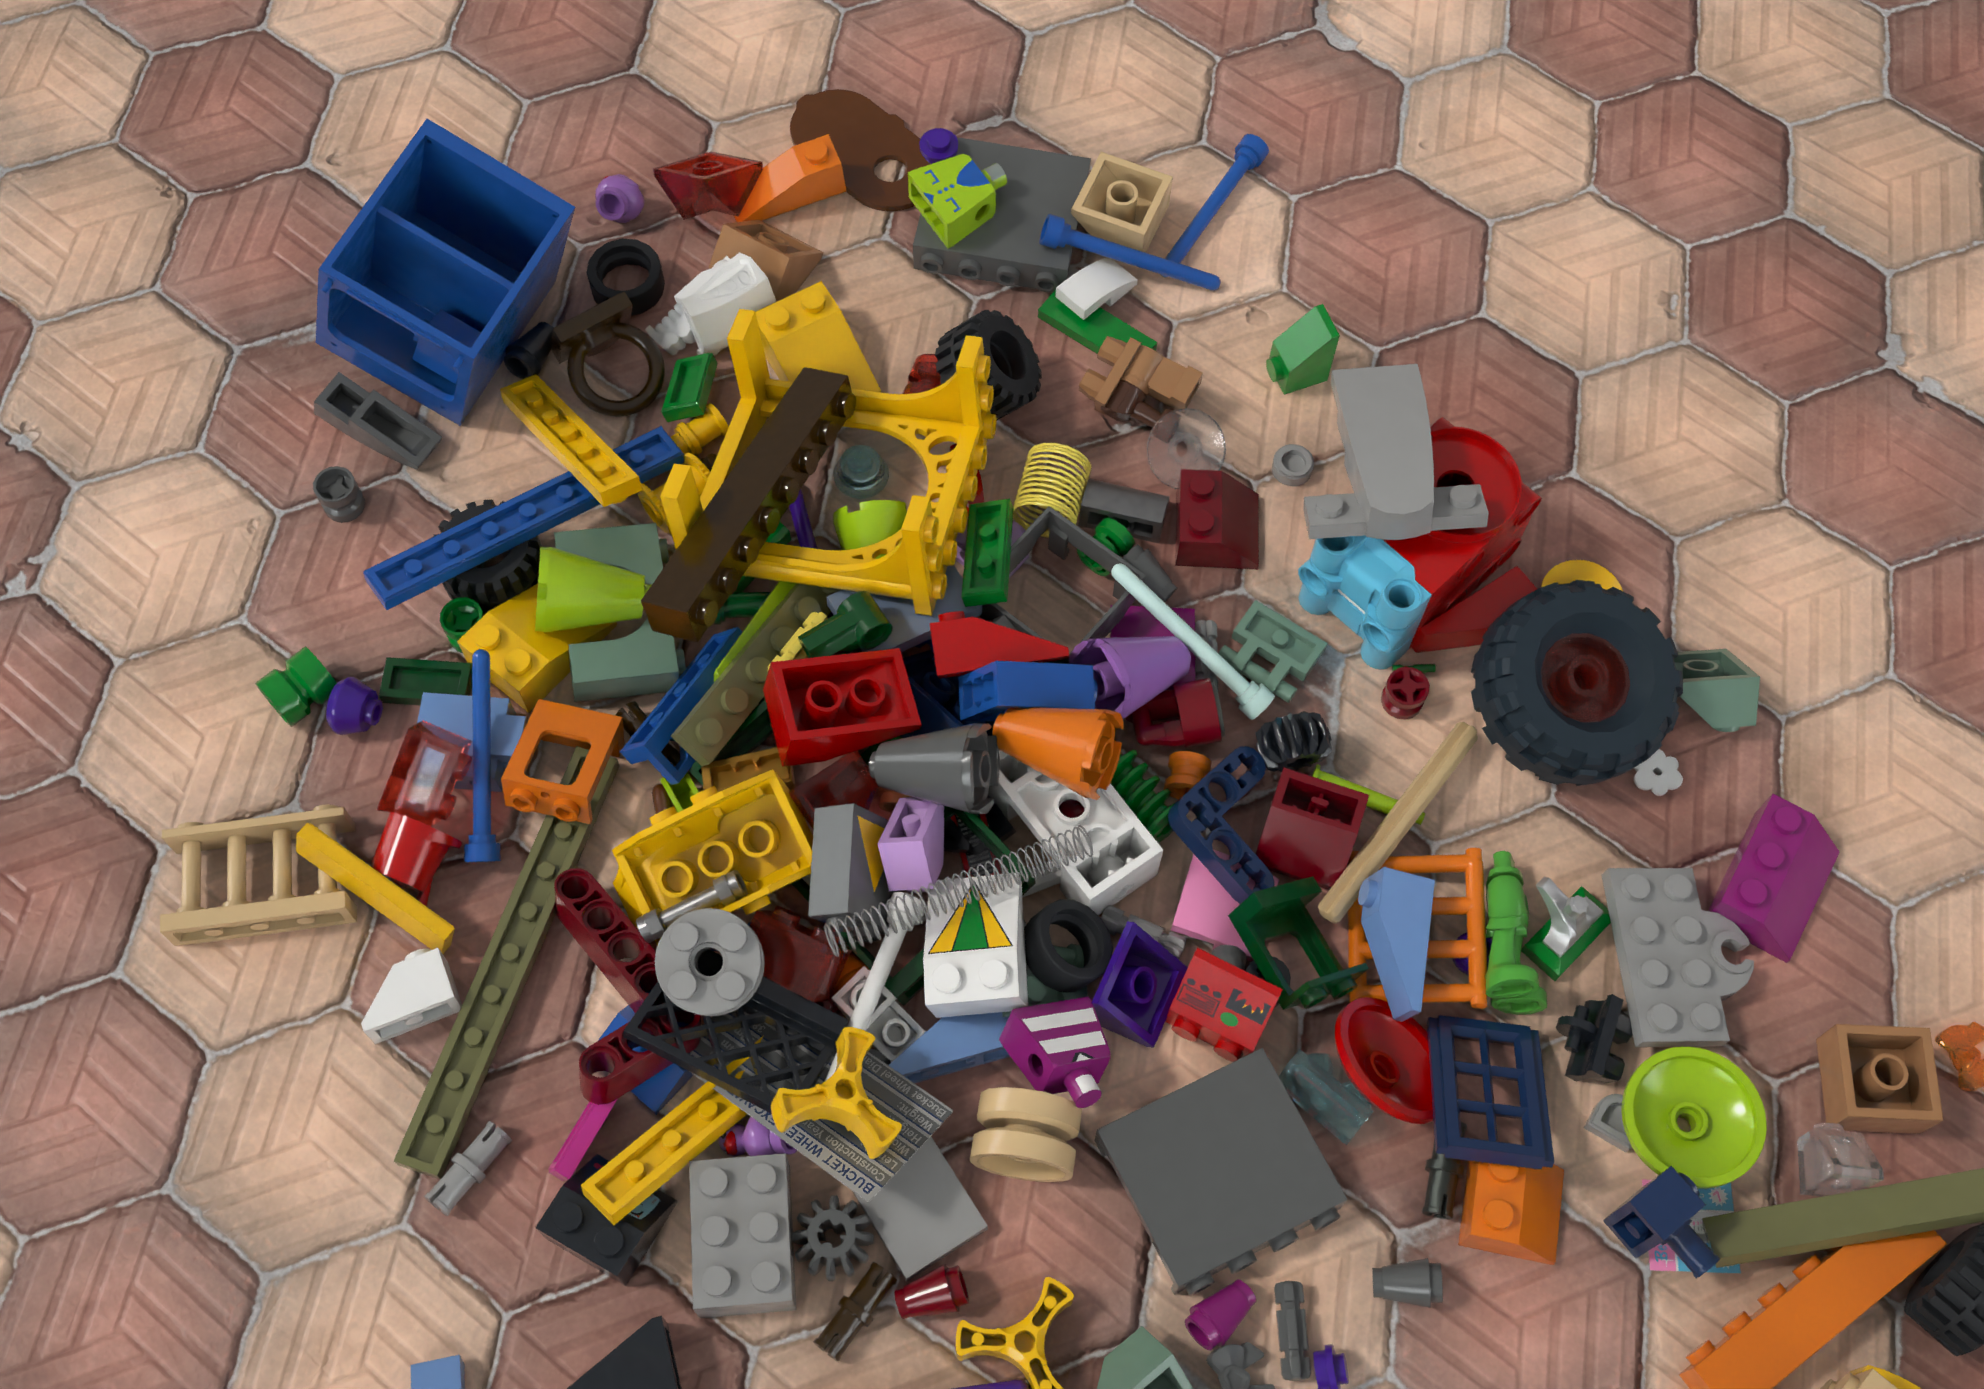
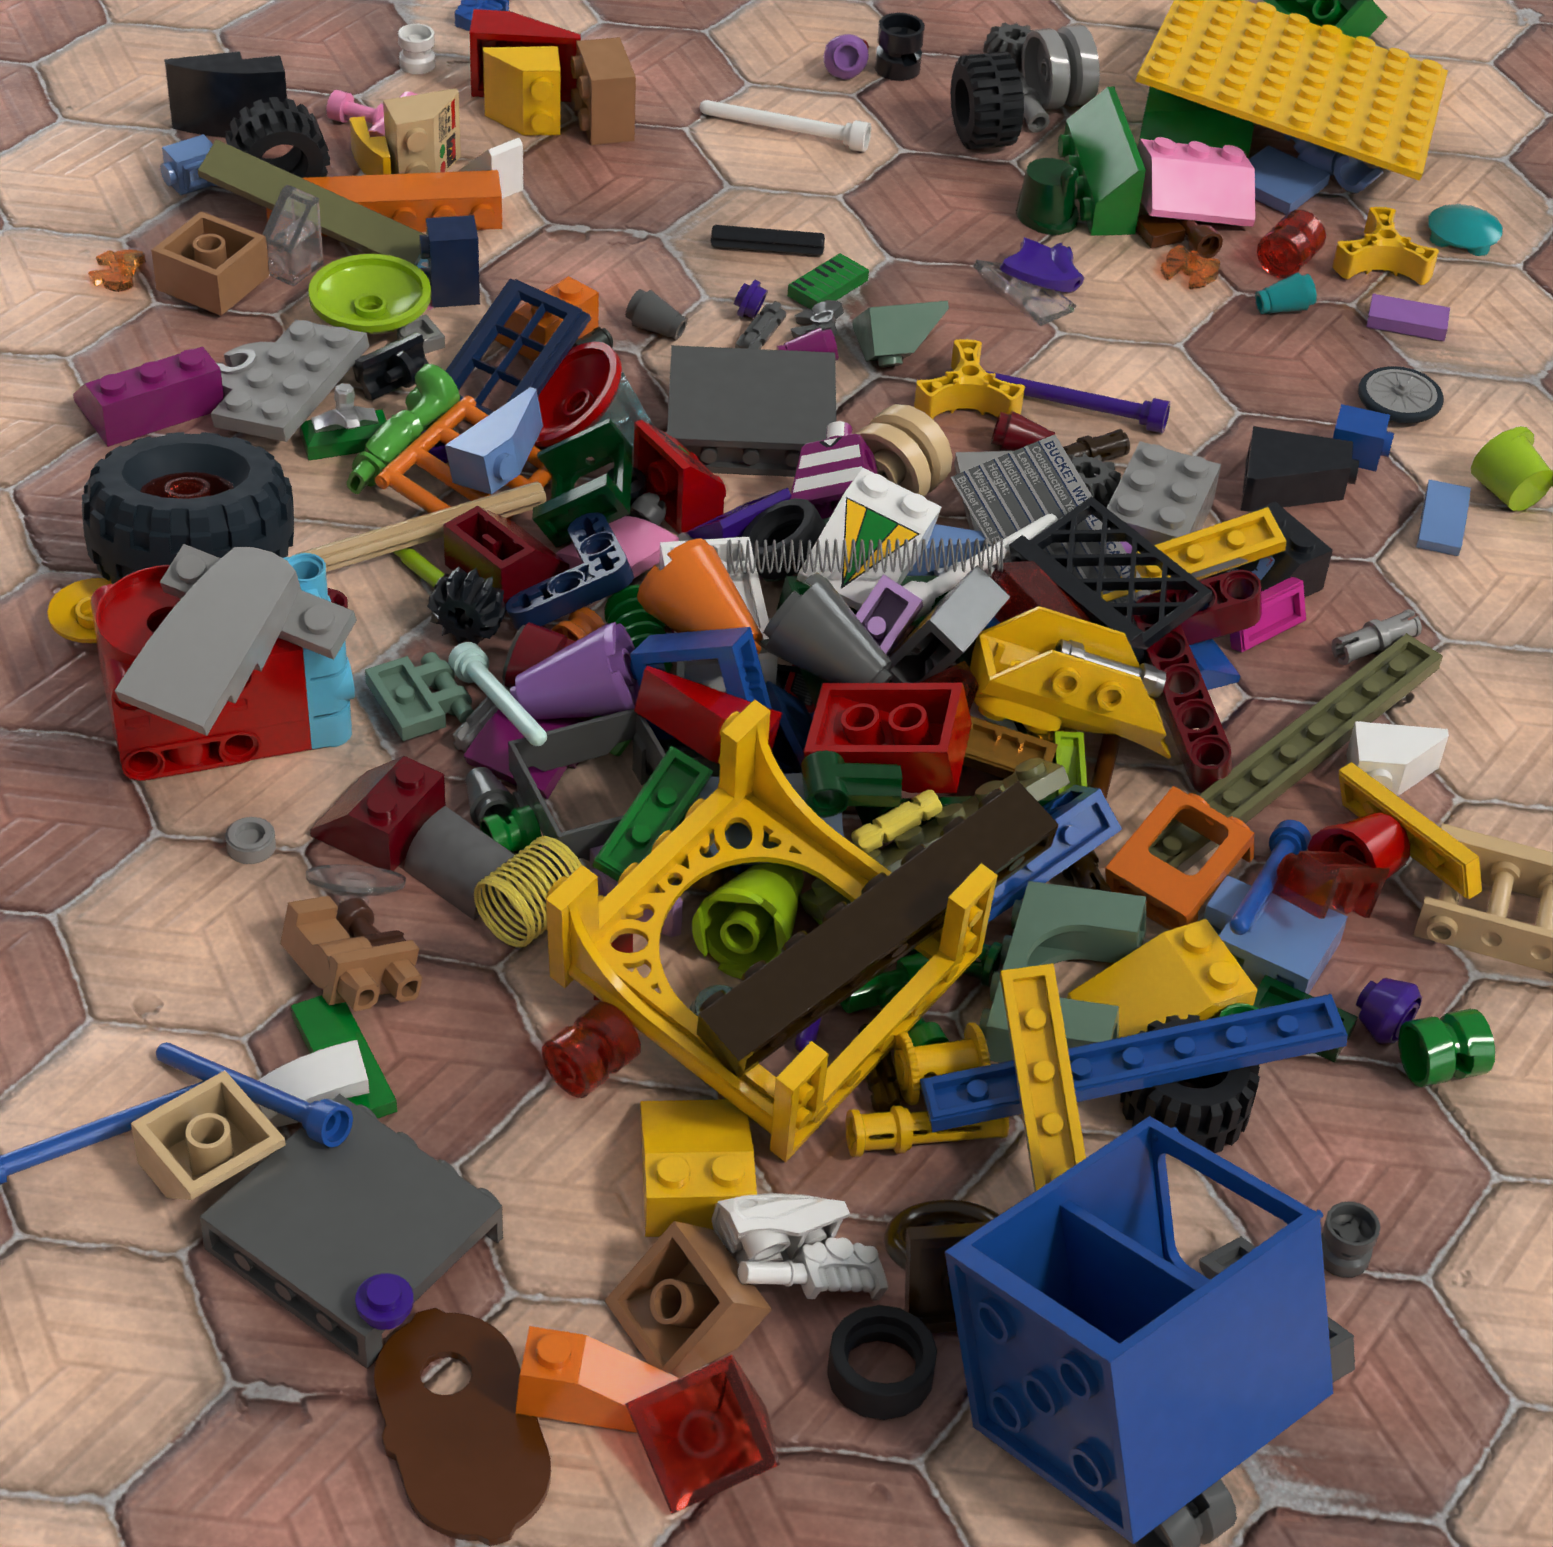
camera: 155 degrees left, 20 degrees down
(584, 592) = (1104, 955): lime cone -> none
(619, 198) = (845, 1471): medium lavender animal -> none
(679, 955) = (1116, 587): light grey wheel -> none
(689, 387) = (873, 1173): green tile -> none
(840, 1098) = (1046, 486): yellow piece -> none
(955, 195) = (412, 1211): lime torso -> none
(1012, 357) = (517, 1011): black tyre -> none
(1304, 352) = (151, 902): green slope -> none
(1719, 688) = (48, 515): sand green slope -> none

